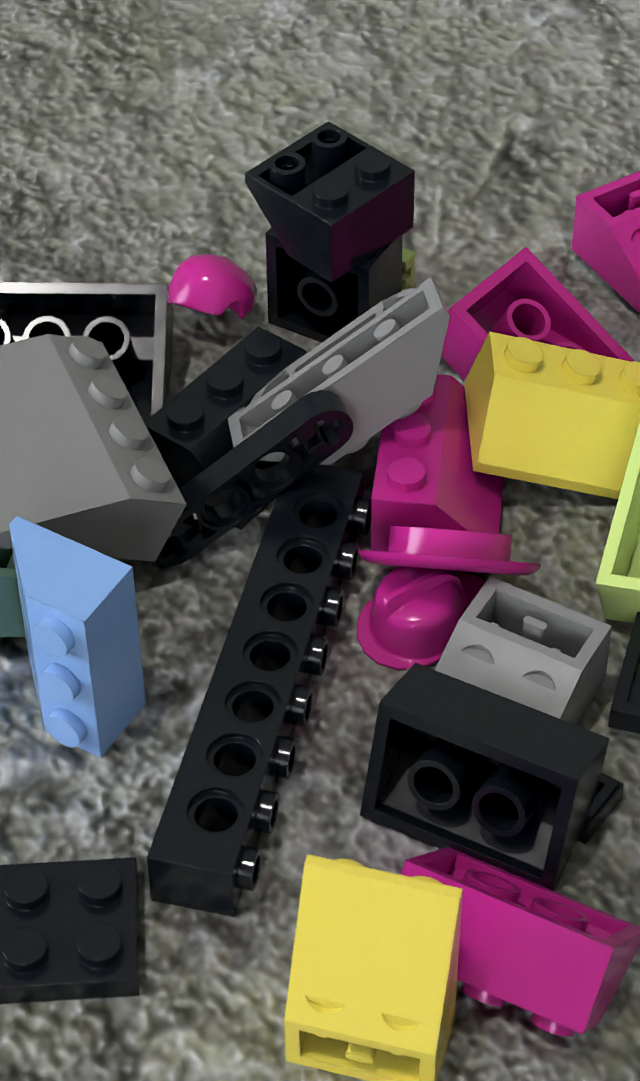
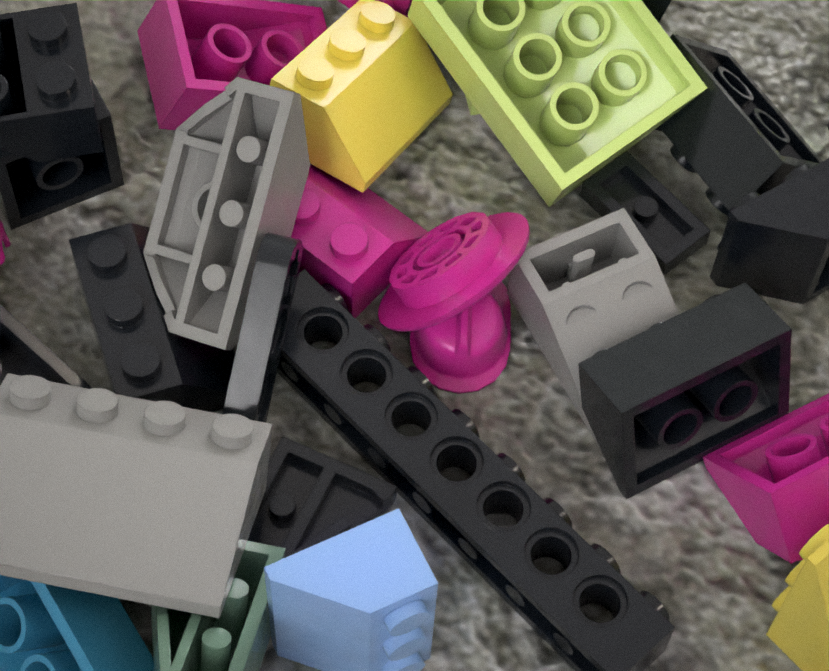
camera: 60 degrees left, 15 degrees up
(179, 601) = (315, 498): none -> black wing

